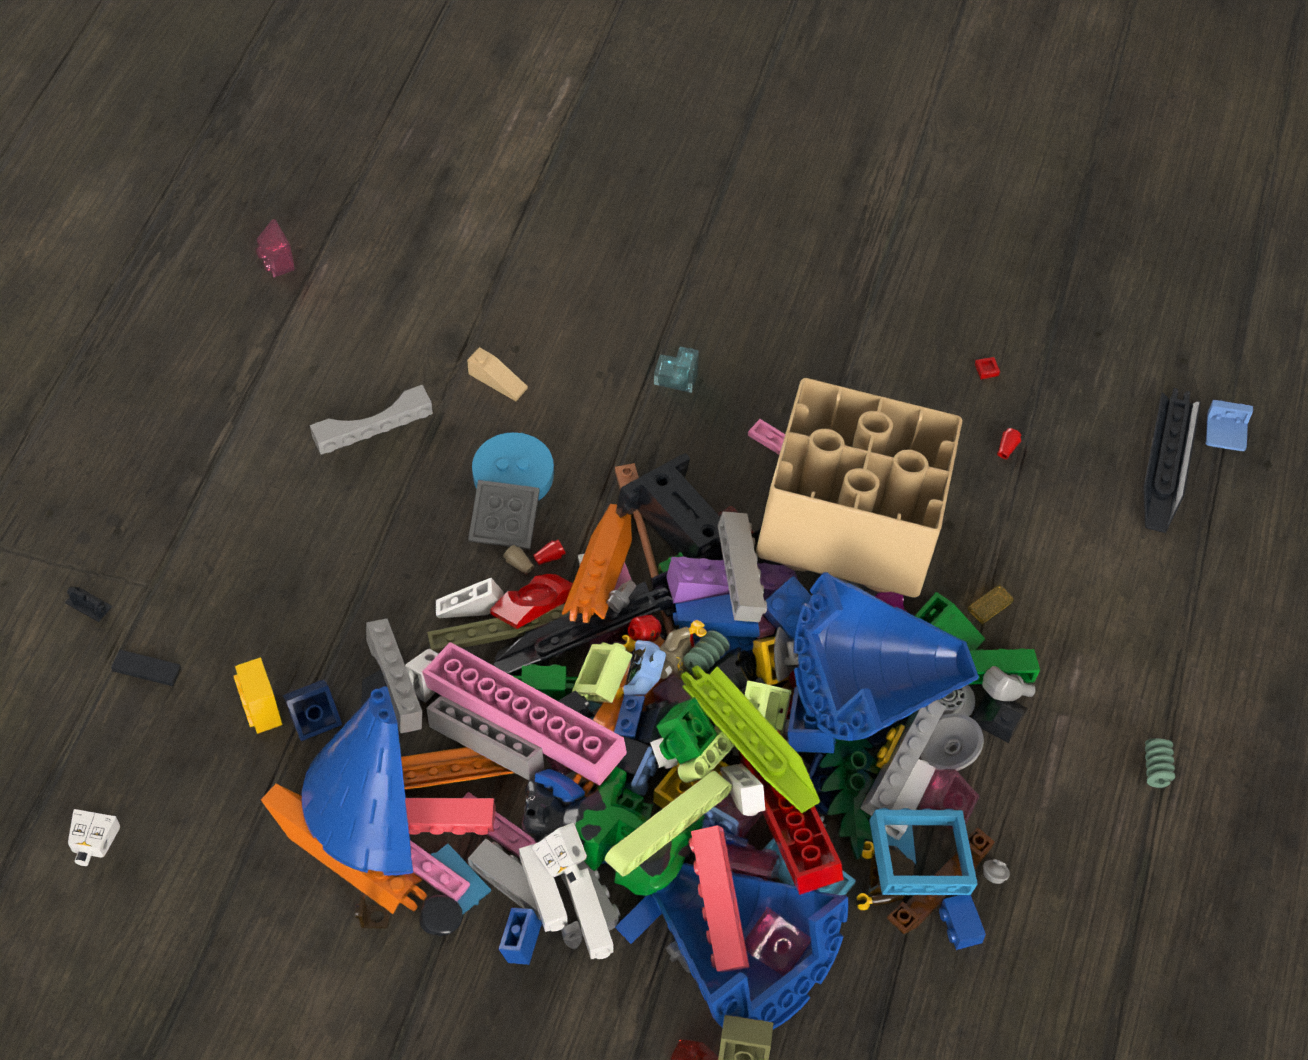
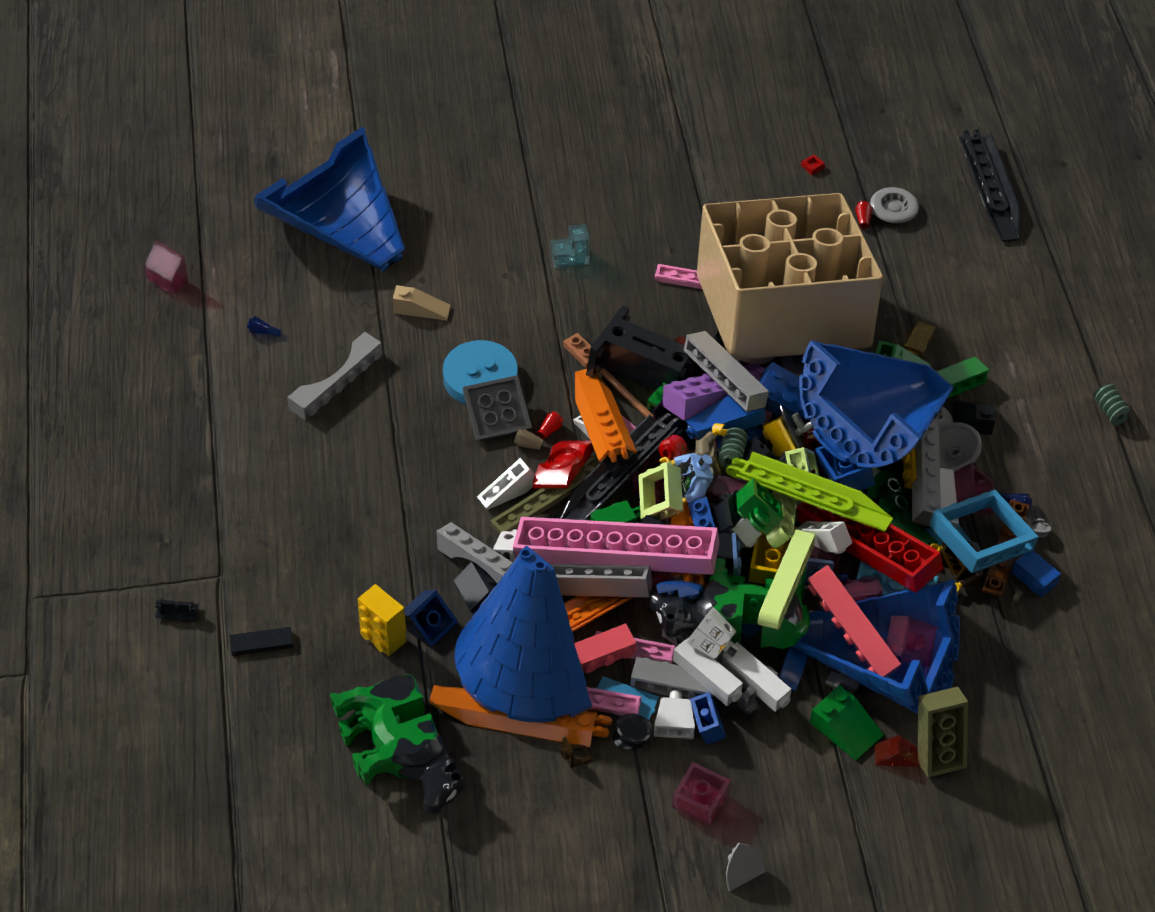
camera: 25 degrees left, 5 degrees down
(91, 835) = (299, 787): white torso -> none
(210, 828) = (402, 736): none -> animal
(329, 339) = (259, 326): none -> clear blue cone
(466, 1015) = (701, 793): none -> clear pink brick
(469, 243) = (341, 204): none -> blue cone
(488, 918) = (674, 717): none -> white torso
(619, 597) = (639, 430): flat silver piece -> none
(661, 1003) = (846, 723): none -> green slope
(990, 828) = (1020, 497): none -> clear blue cone
(1004, 686) = (969, 390): light grey piece -> none
(1046, 449) = (894, 205): none -> light grey wheel
(1228, 425) = (1019, 144): medium blue bracket -> none

